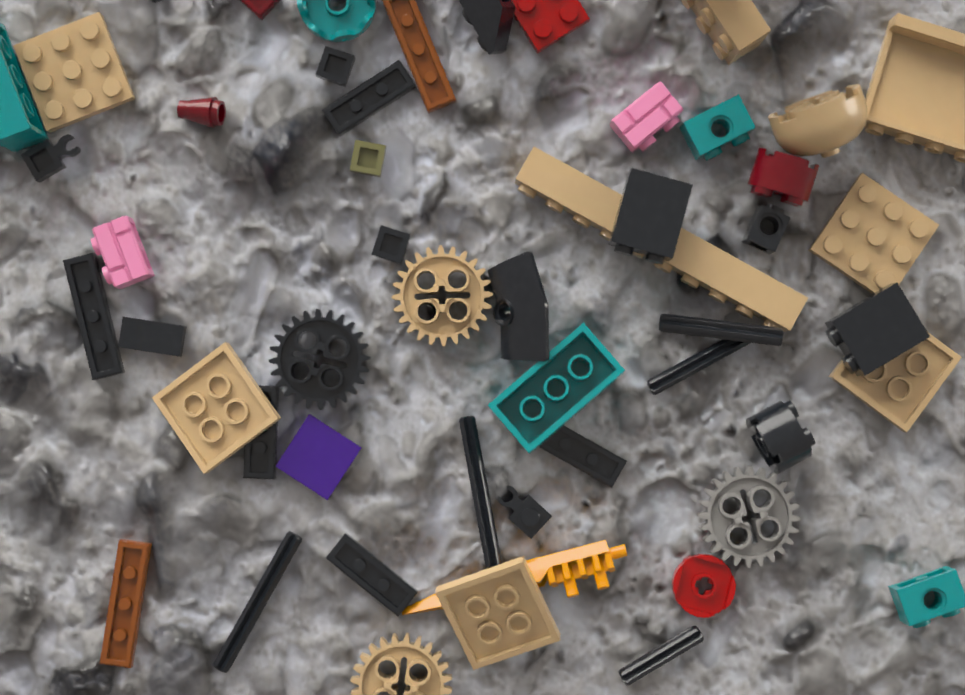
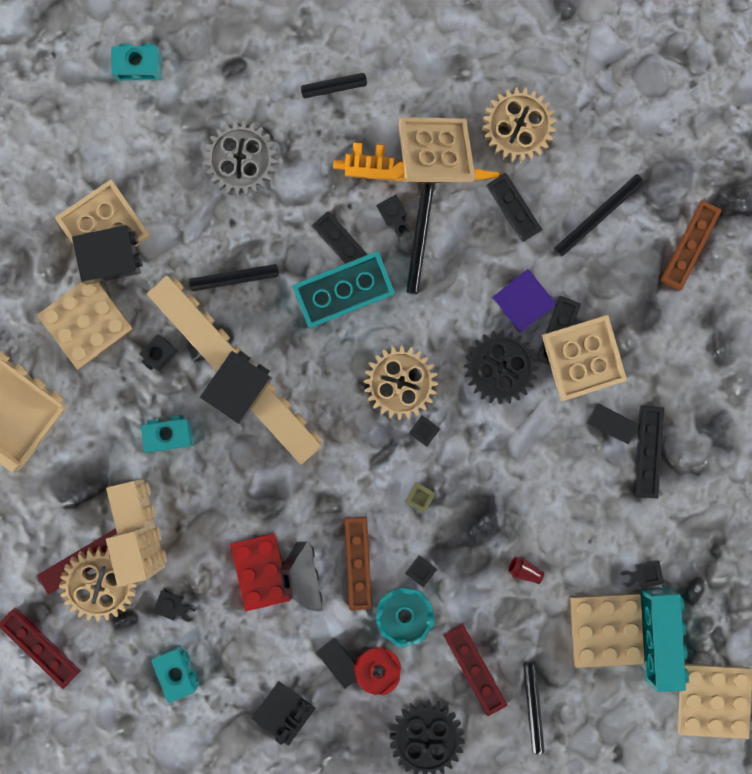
camera: 160 degrees left, 0 degrees up
(121, 252) = (615, 489): bright pink brick -> none
(369, 98) = (404, 540): black tile -> none
(520, 309) = (349, 353): black panel -> none
(647, 117) = (214, 459): bright pink brick -> none
(713, 600) = (285, 110): red plate -> none
(721, 329) = (214, 293): black axle -> none
(781, 436) = (199, 204): black brick -> none
(783, 176) = (133, 384): dark red brick -> none
(821, 122) = (93, 413): tan cylinder -> none

